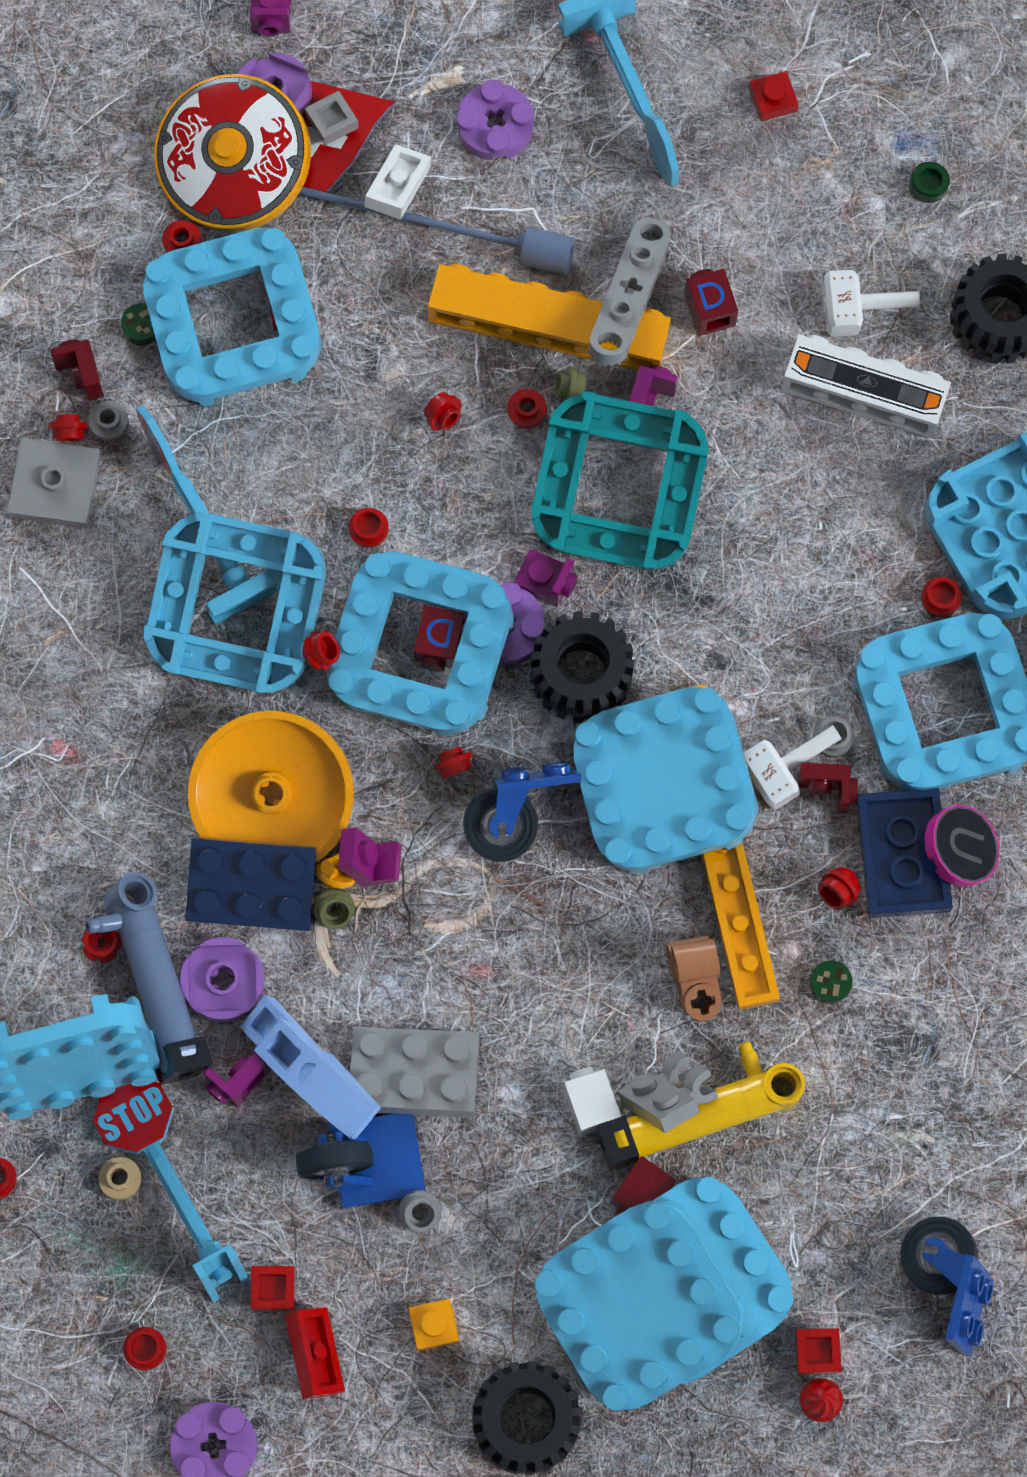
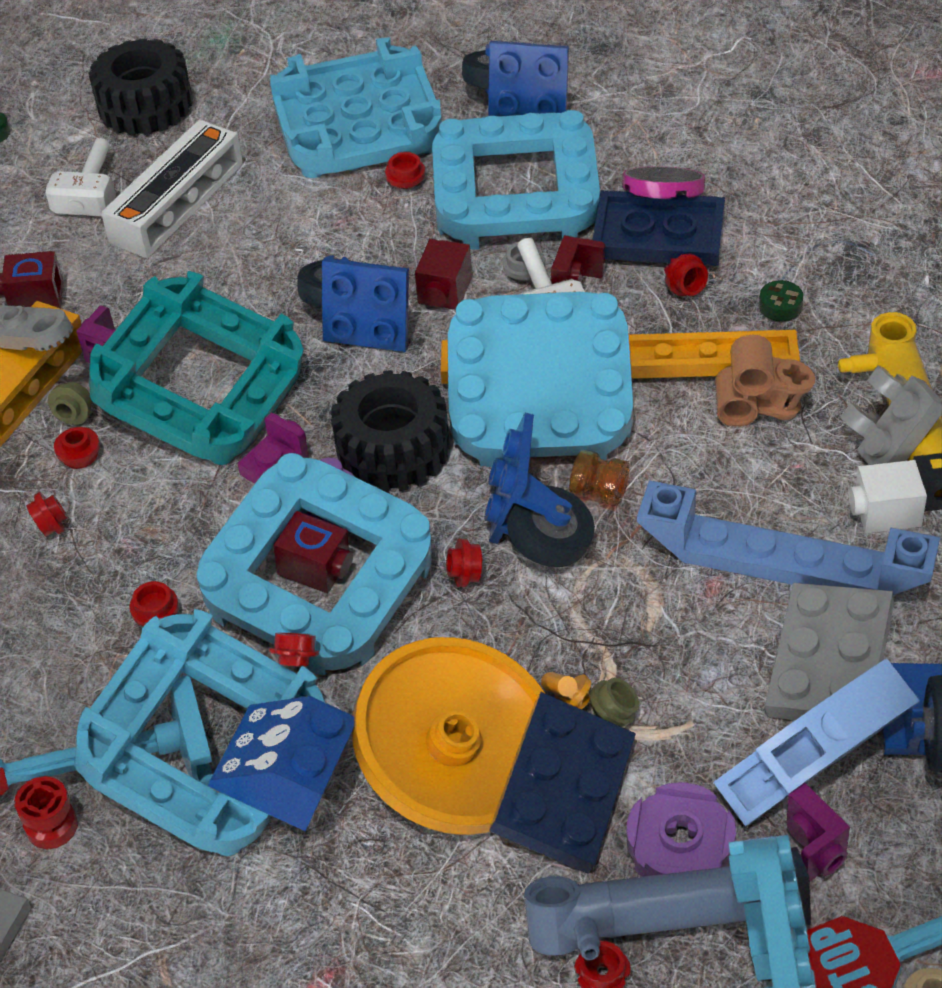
camera: 70 degrees left, 25 degrees down
(158, 519) = (46, 812): none -> red wheel
(215, 669) = (284, 757): none -> blue slope
(368, 861) = (564, 650): magenta bracket -> none
(517, 1017) = (781, 556): none -> medium blue slope
(567, 854) = (599, 477): none -> clear orange wheel
(752, 575) = (358, 301): none -> blue plate
(793, 666) = (443, 274): none -> dark red brick

